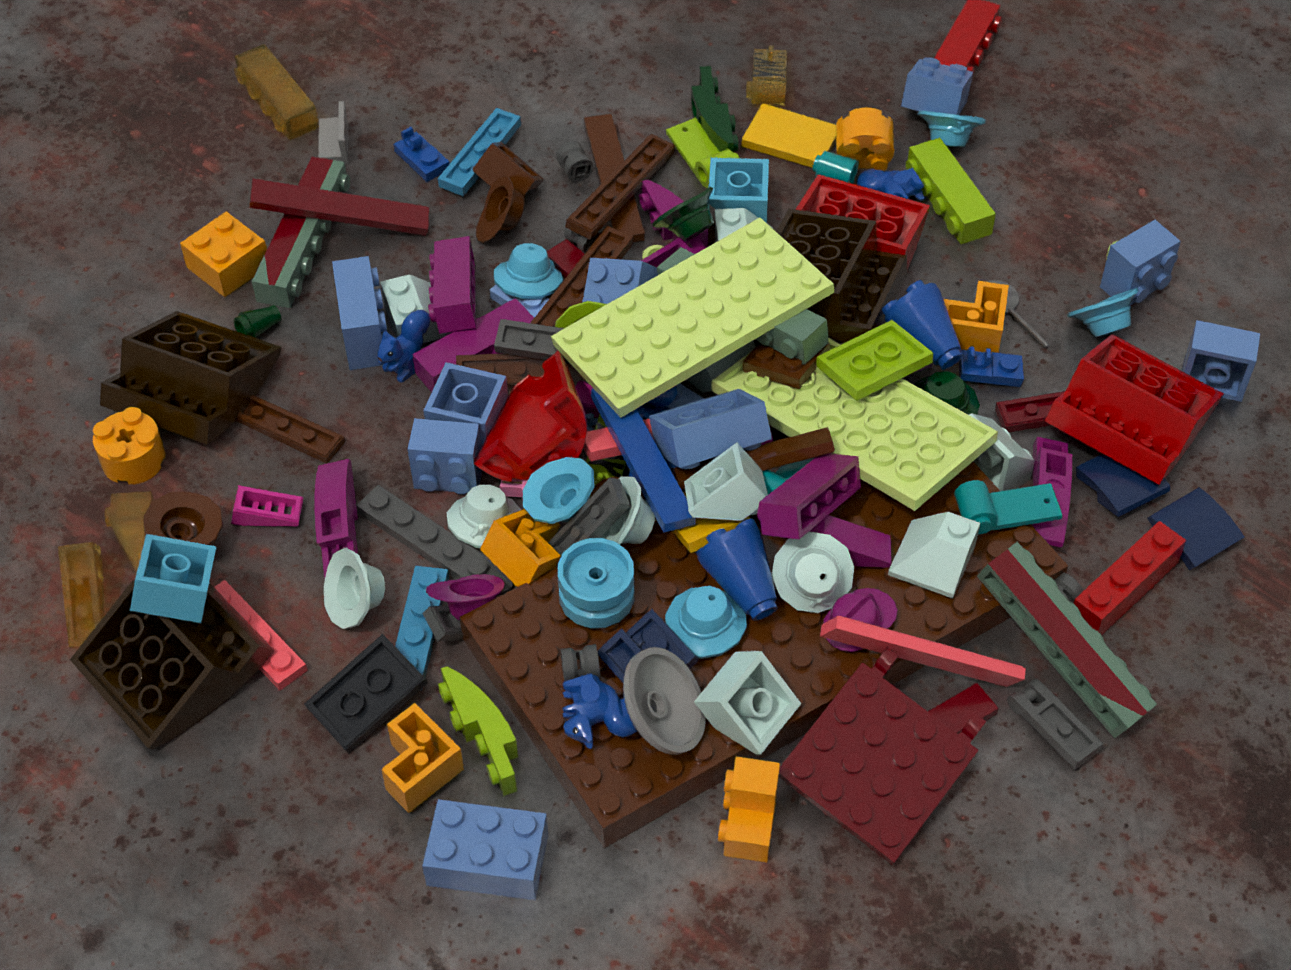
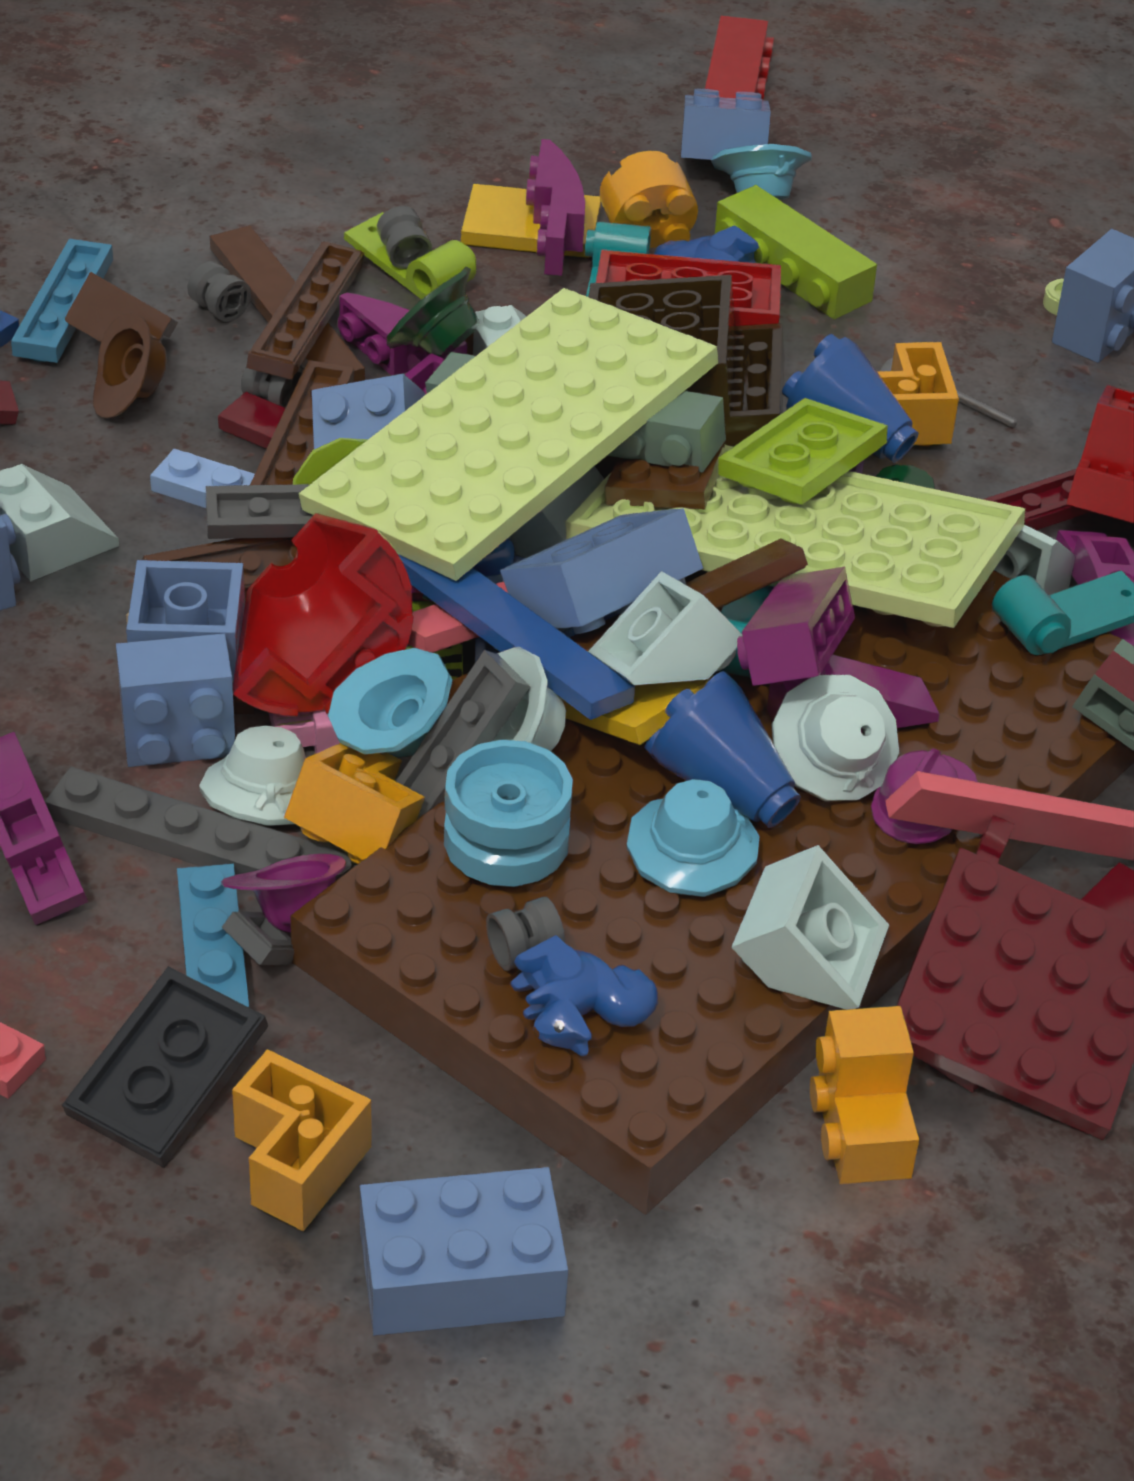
camera: 20 degrees left, 10 degrees down
(351, 588) = (84, 914): light aqua hat -> none
(398, 351) = (43, 571): blue animal -> none
(453, 285) = (96, 469): magenta brick -> none
(474, 341) = (104, 580): magenta brick -> none
(481, 722) = (383, 1068): lime slope -> none
(528, 273) = (206, 439): medium azure hat -> none
(646, 633) = (627, 903): dark blue slope -> none
(661, 700) = (687, 951): light grey dish -> none
(699, 141) = (403, 236): none -> dark grey wheel
(711, 113) = (388, 188): dark green slope -> none
(740, 184) = (499, 274): medium azure slope -> none
(768, 77) = (472, 153): clear yellow door -> none
(804, 134) = (557, 204): none -> magenta slope
(936, 552) = (1001, 683): light aqua slope -> none
(991, 367) = (955, 458): blue plate -> none
(1108, 315) = (1086, 365): medium azure hat -> none

